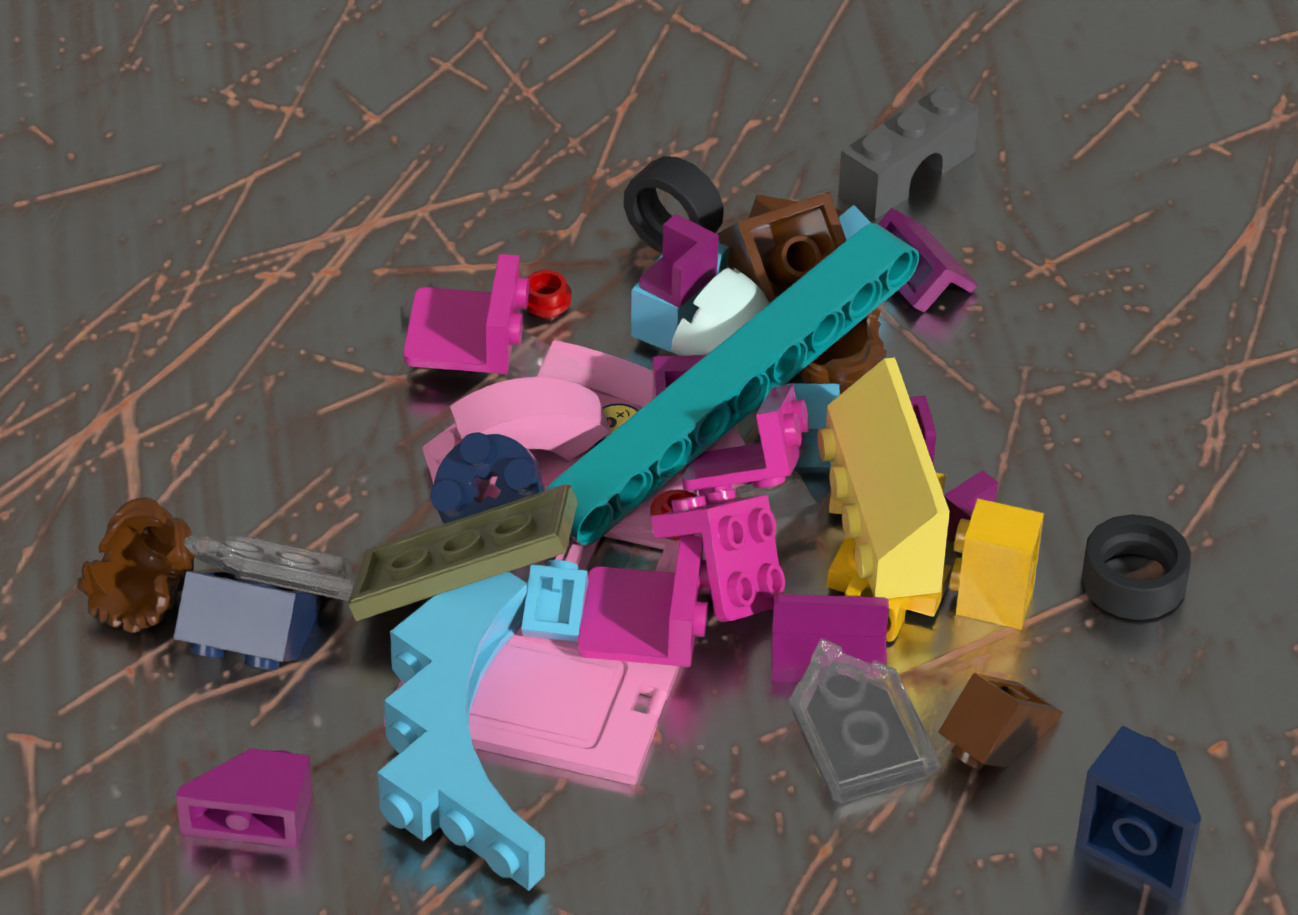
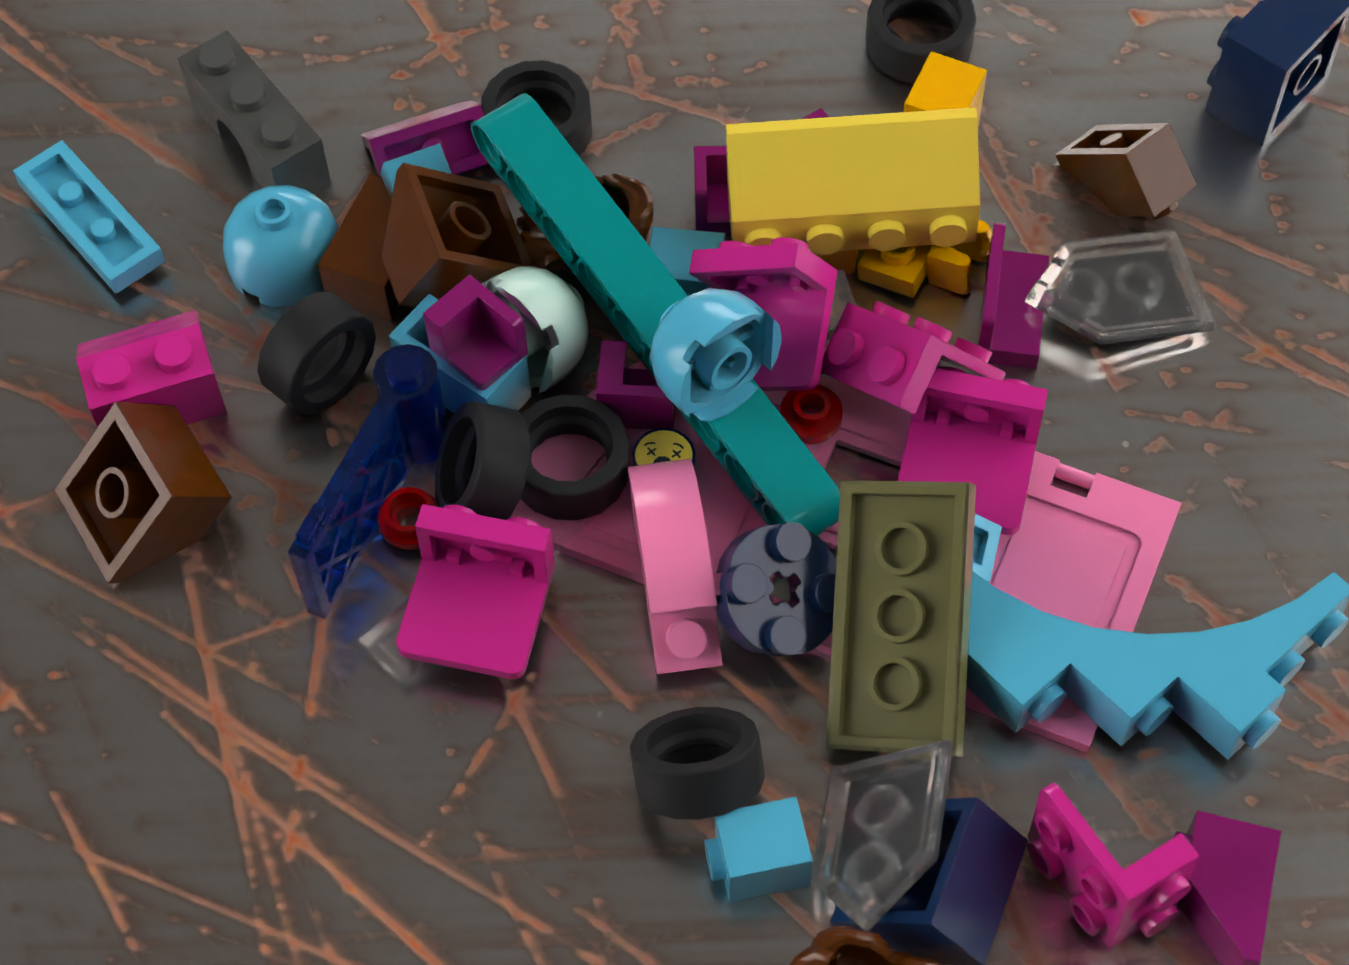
camera: 80 degrees left, 15 degrees up
(252, 688) = (1102, 894): none -> dark pink bracket
(269, 506) = (760, 850): none -> medium azure brick
(332, 457) = (700, 790): none -> black tyre
(548, 146) = (141, 489): none -> reddish brown slope
(581, 306) = (483, 460): none -> black tyre
(609, 336) = (589, 495): none -> black tyre
(621, 244) = (397, 434): none -> clear blue piece
(643, 123) = (152, 365): none -> dark pink slope
(668, 382) = (712, 350): none -> medium azure cylinder
(791, 173) = (277, 243): none -> medium azure cylinder
(796, 82) = (89, 216): none -> medium azure plate
(962, 348) = (545, 82): none -> black tyre

